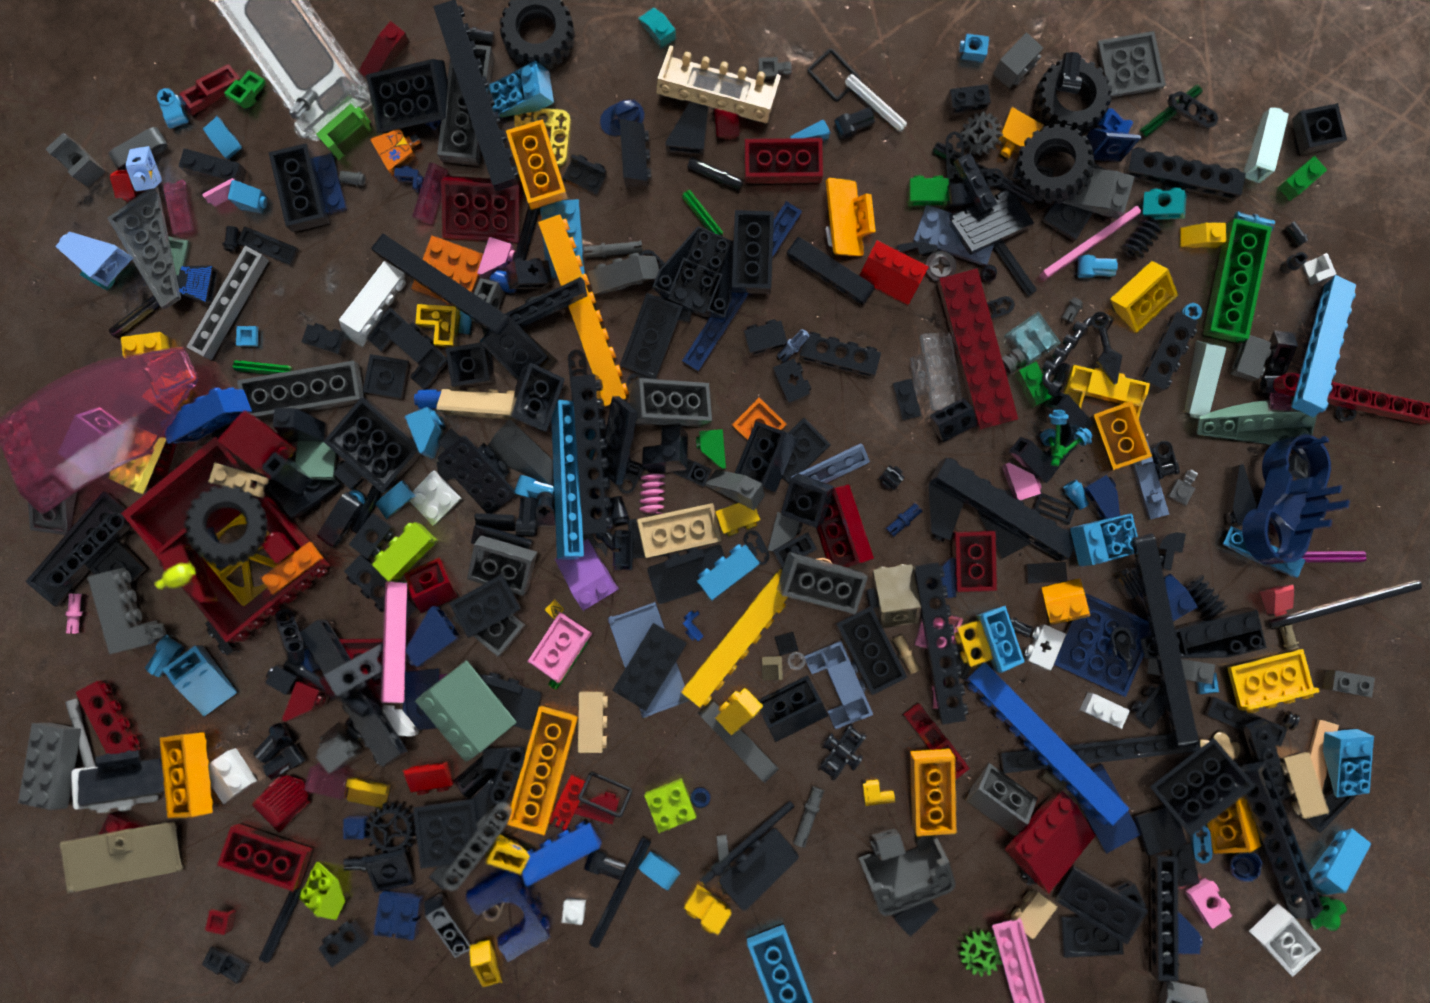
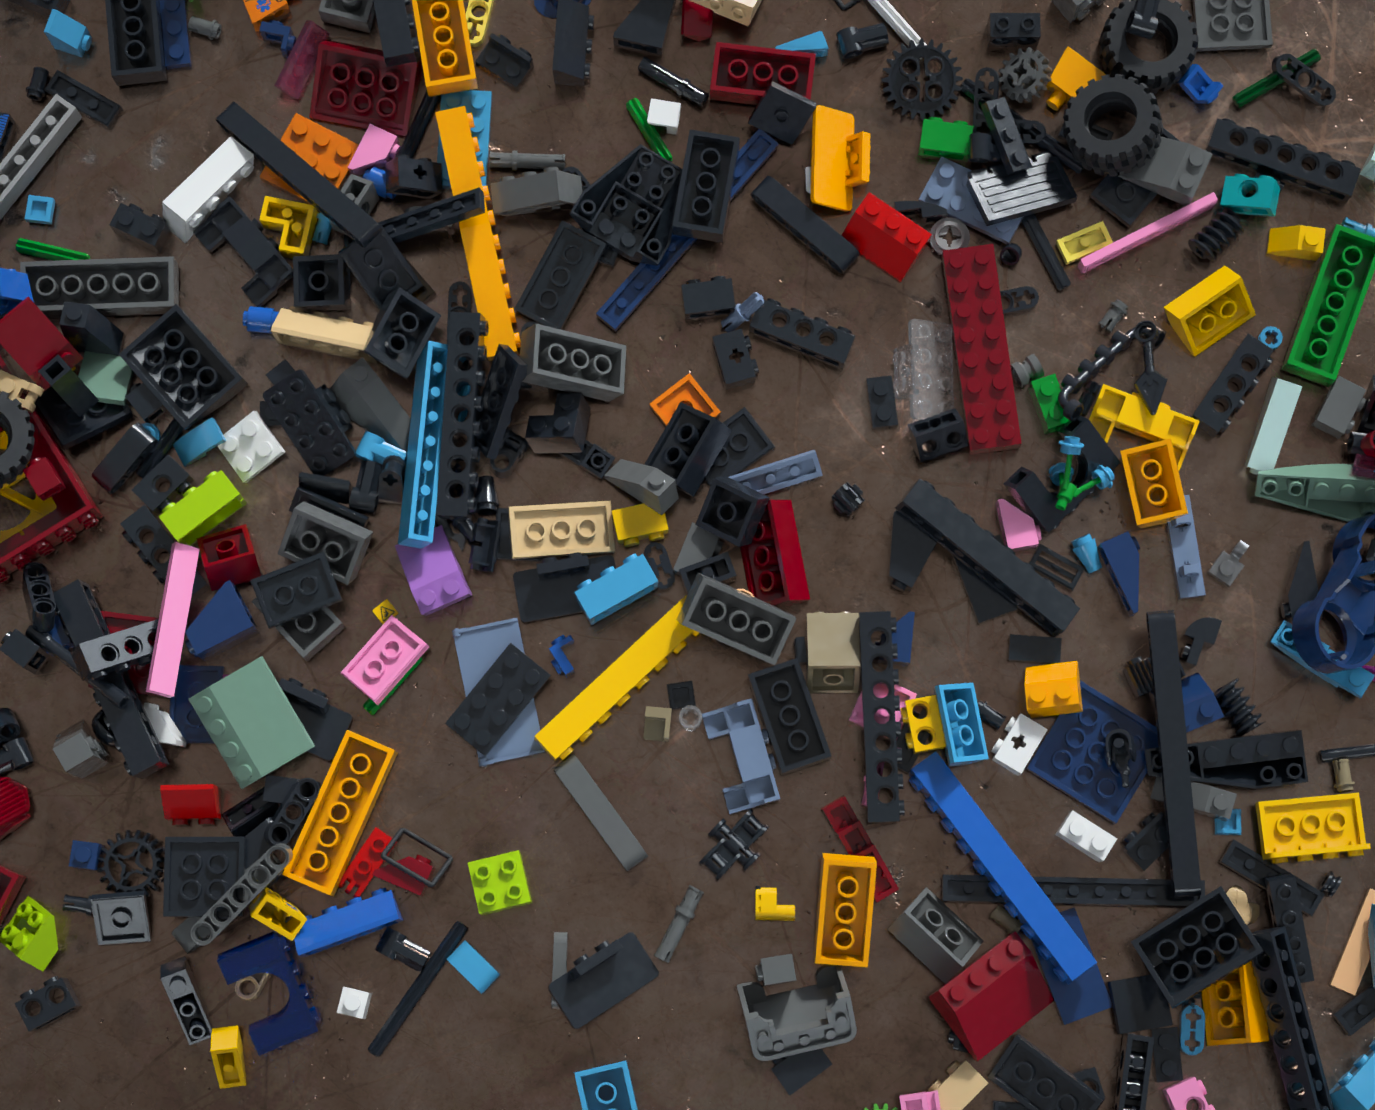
camera: 10 degrees right, 5 degrees down
(218, 194) = (32, 25): bright pink piece -> none
(291, 568) = (56, 506): orange plate -> none
(304, 700) = (45, 683): dark red slope -> none
(327, 784) = (59, 792): clear pink brick -> none
(367, 792) = (107, 814): yellow panel -> none
(386, 376) = (210, 284): black plate -> none
(396, 914) = (122, 976): dark blue piece -> none
(426, 430) = (254, 356): dark azure slope -> none
(592, 722) = (413, 761): tan brick -> none
(651, 493) = (532, 477): bright pink piece -> none
(700, 797) = (540, 880): dark blue plate -> none
(708, 908) = (529, 1023): yellow brick -> none
(712, 200) = (664, 114): none -> white panel
(712, 446) = (619, 428): green slope -> none
(717, 868) = (550, 969): black bar -> none
(738, 711) = (604, 769): yellow brick -> none
(792, 708) = (676, 780): black slope -> none
(802, 187) = (782, 113): none -> black plate
(904, 520) = (857, 556): dark blue pin -> none
(906, 654) = (836, 729): tan pin -> none
(921, 145) = (898, 79): none -> black gear
(975, 560) = (940, 618): dark red brick -> none
(1032, 338) = (1056, 344): clear light blue piece -> none
(1043, 257) = (1083, 242): none -> light yellow plate
(1090, 266) = (1145, 263): dark azure piece -> none
(1104, 539) = (1112, 613): dark azure slope -> none
(1111, 144) = (1188, 110): dark blue slope -> none
(1164, 461) = (1208, 525): black piece -> none
(1246, 866) = (1245, 1065): dark blue hair -> none
(1278, 599) = (1333, 723): coral slope -> none
(1304, 785) = (1332, 966): tan brick -> none

